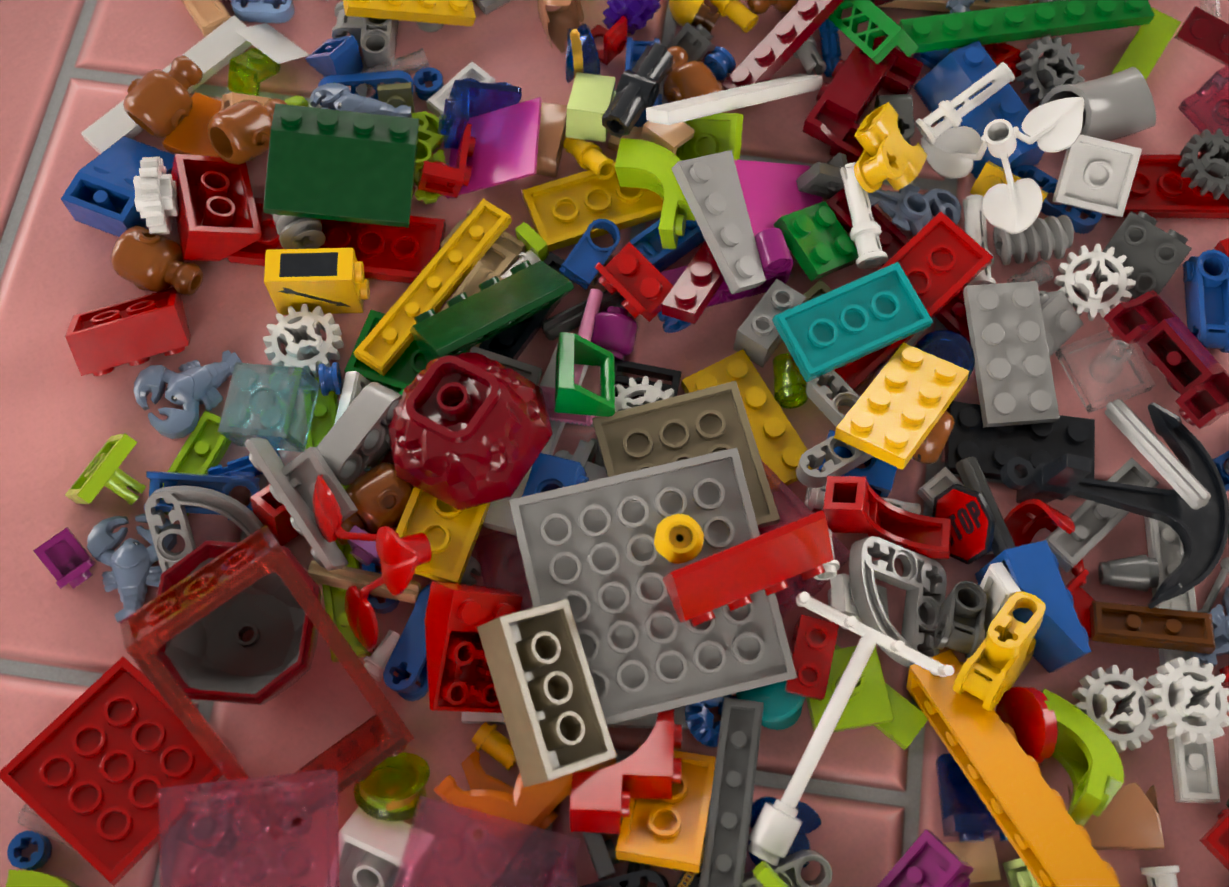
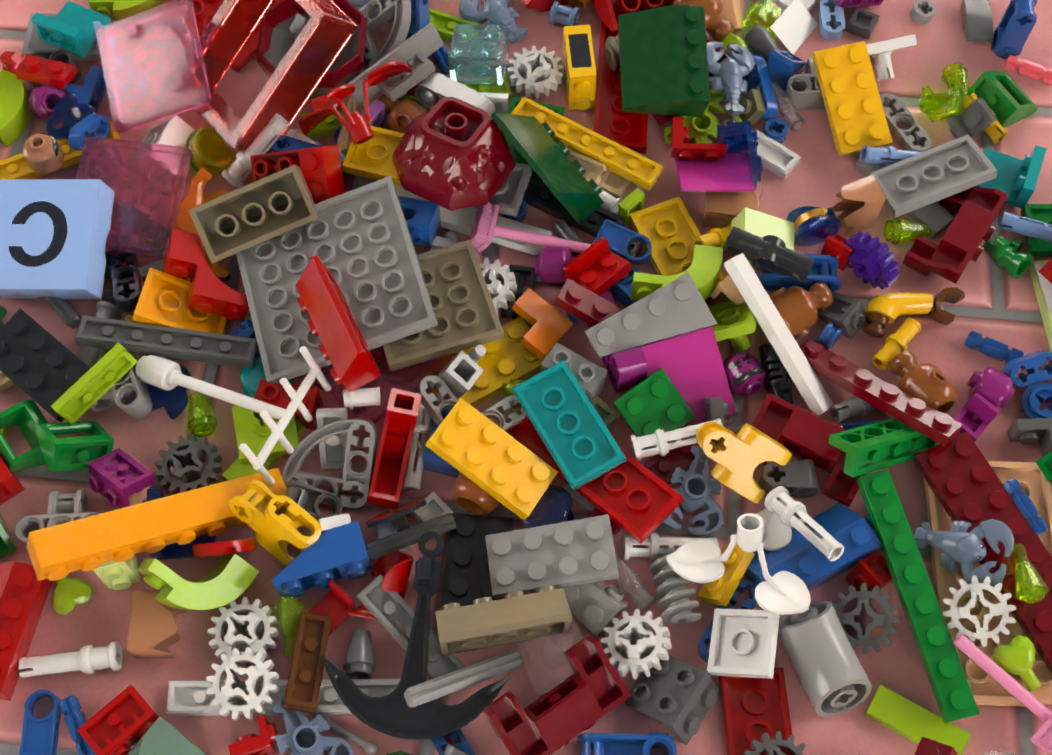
camera: 90 degrees right, 5 degrees down
(211, 290) = (557, 10): none -> medium blue bush
(295, 79) = (761, 41): none -> dark grey cone
(330, 378) = (503, 84): blue bush -> none
(418, 721) = (262, 143): none -> white pin
(573, 398) = (505, 215): green tile -> none
(669, 547) = (363, 293): yellow plate -> none
(697, 347) = (546, 323): none -> orange tile
(768, 146) = (744, 374): none -> magenta head
(771, 119) = (776, 376): none -> black hinge
(784, 437) = (462, 371): none -> light grey brick
(827, 780) = (200, 415): none -> clear neon green cone
(914, 797) = (187, 454): none -> dark grey gear
(1102, 400) = (503, 620): none -> dark tan slope
(1102, 656) = (287, 616): none -> clear neon green cone

